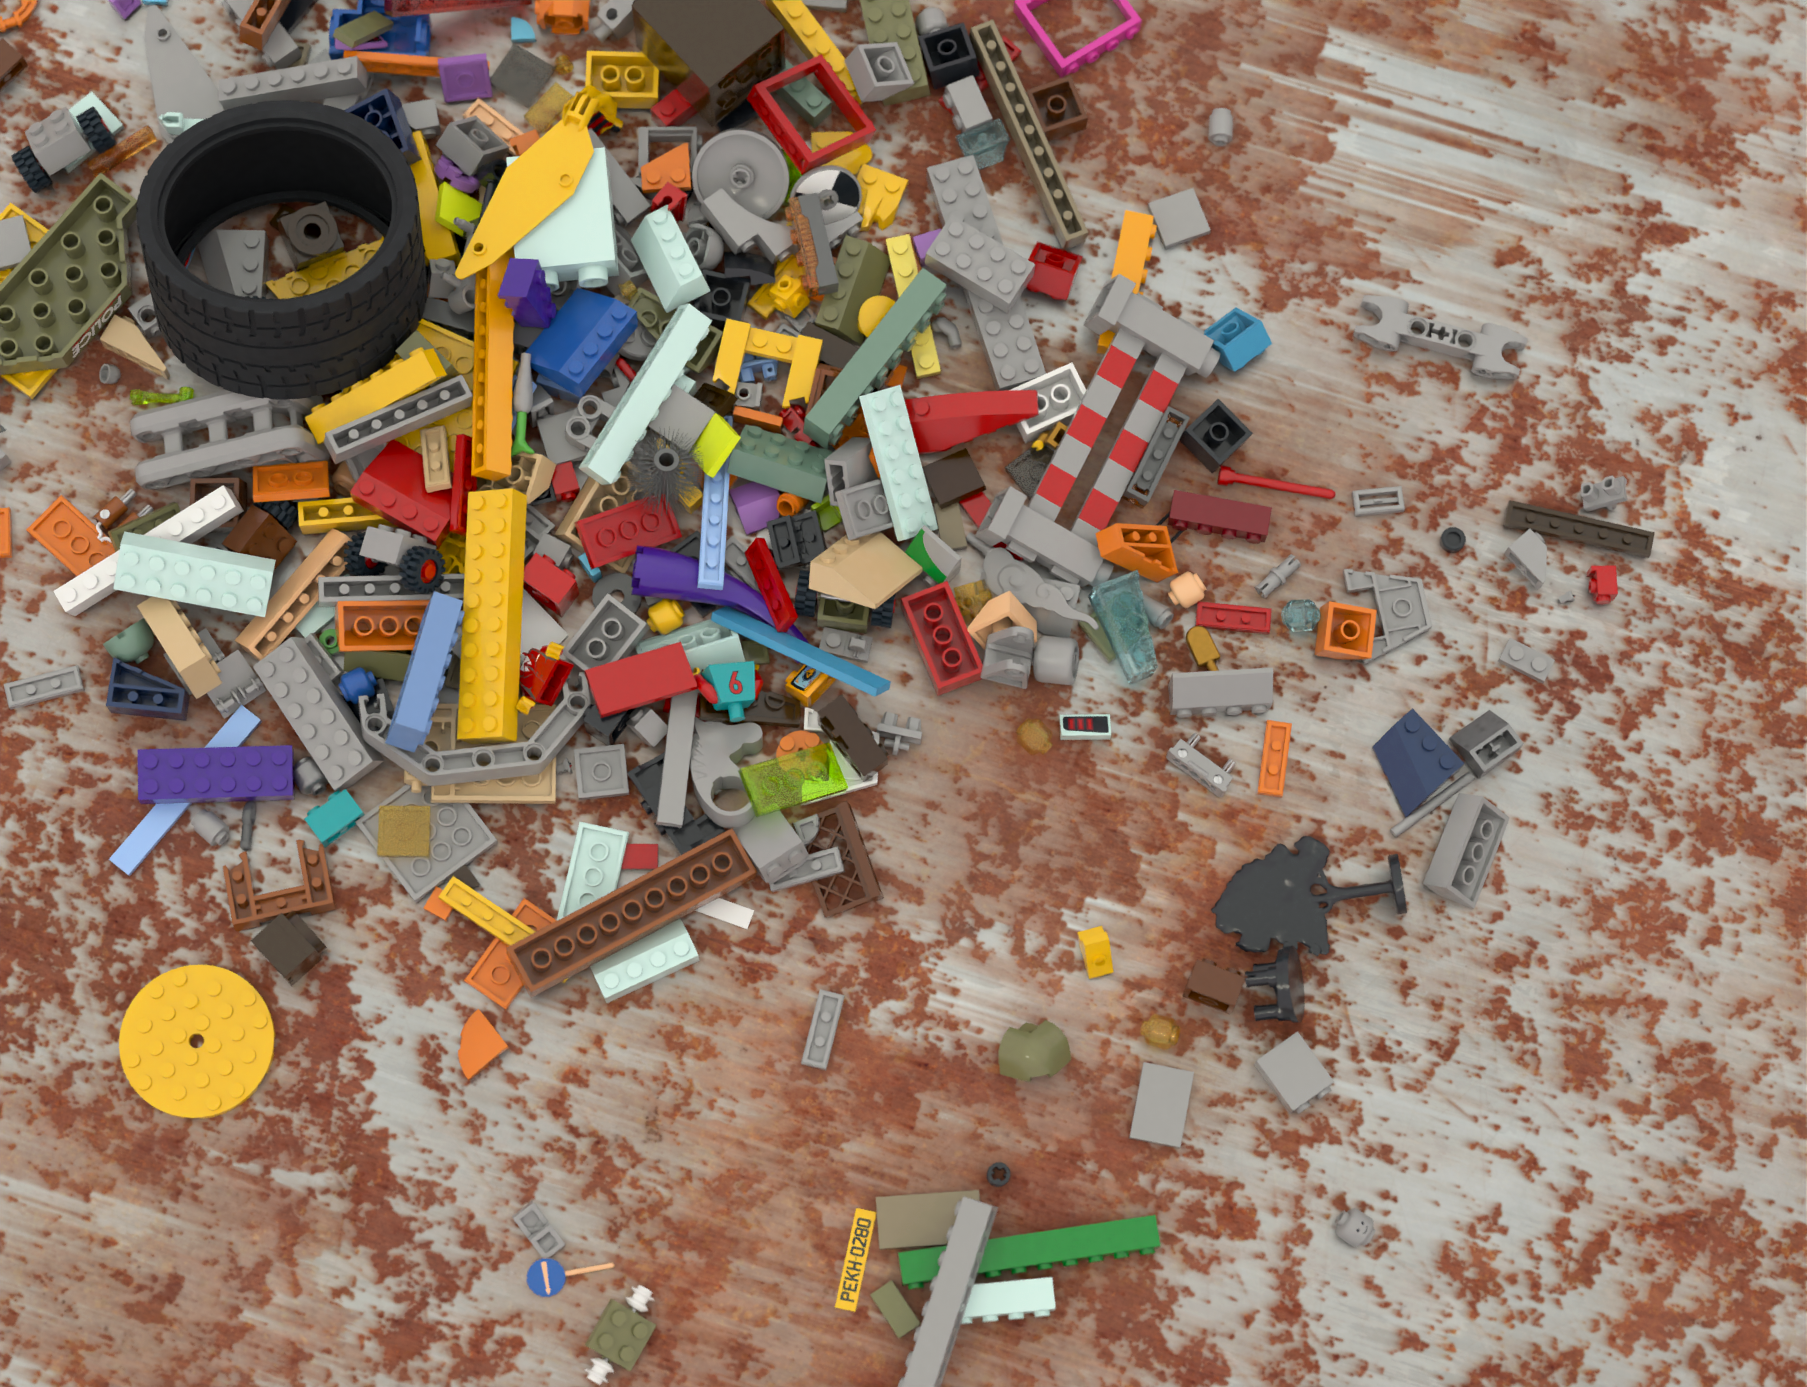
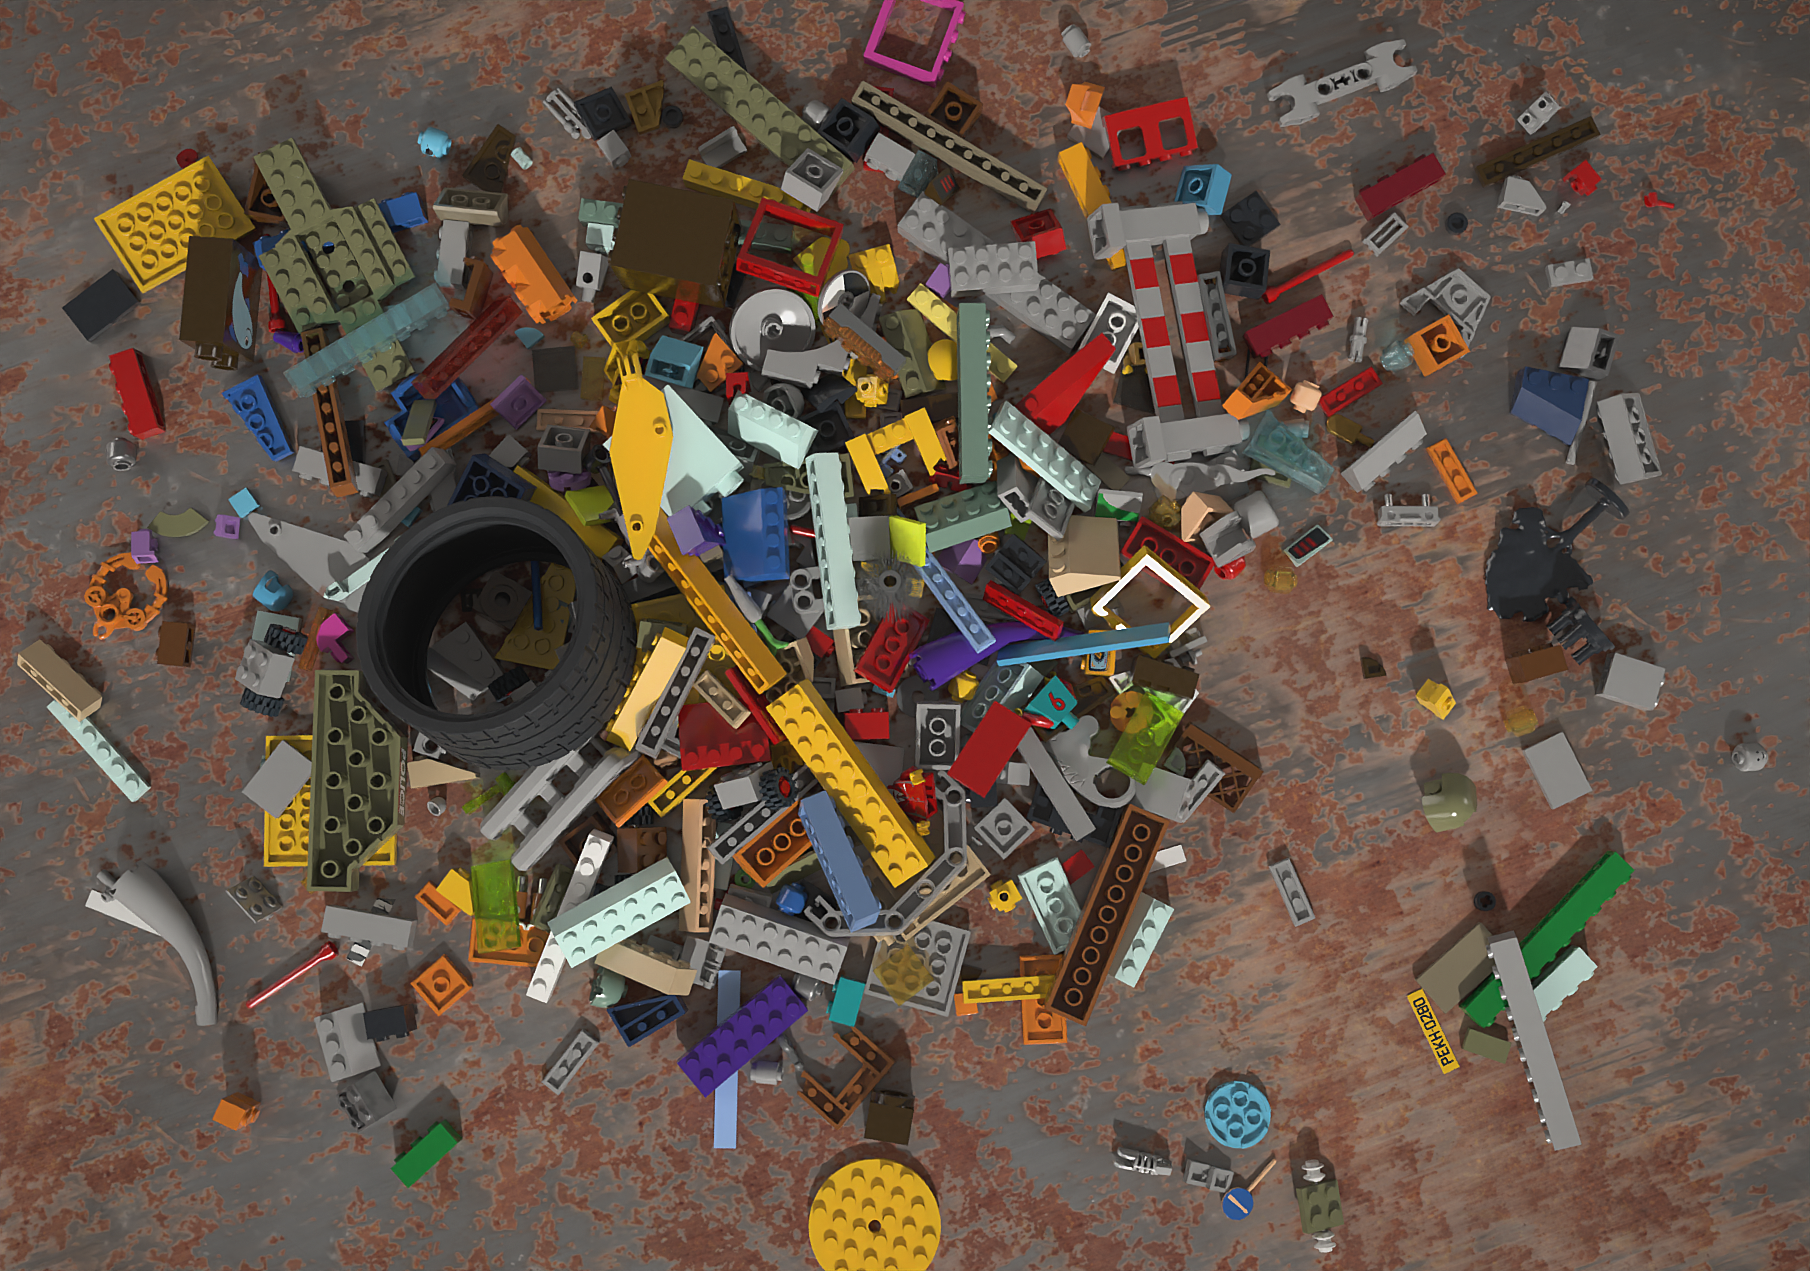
camera: 30 degrees left, 10 degrees up
(41, 460) = (437, 903): none -> orange tile
(69, 461) = (458, 889): none -> yellow slope
(89, 498) = (495, 906): none -> clear neon green tile
(117, 91) = (275, 596): none -> dark azure helmet
(137, 160) = (332, 634): none -> dark pink brick
(346, 254) = (536, 589): none -> blue bar
(479, 1045) = (1068, 1080): orange brick -> none
(488, 1170) = (1143, 1162): none -> light grey hinge
(527, 326) = (711, 555): none -> dark tan tile
(559, 836) = (1004, 887): none -> yellow brick
(611, 1195) = (1237, 1114): none -> medium azure tile
(630, 140) = (674, 361): none -> medium azure slope
(926, 645) = (1128, 571): none -> yellow window
(995, 164) = (942, 187): none -> slope
(996, 692) = (1231, 570): none -> red head
(1058, 882) = (1371, 668): none -> dark brown tile
(1184, 184) = (1084, 103): none -> orange slope
(1229, 238) = (1148, 120): none -> red window
(1260, 398) = (1250, 220): none -> black plate
(1423, 467) = (1400, 186): none -> dark red brick
(1655, 652) = (1652, 200): none -> red hand

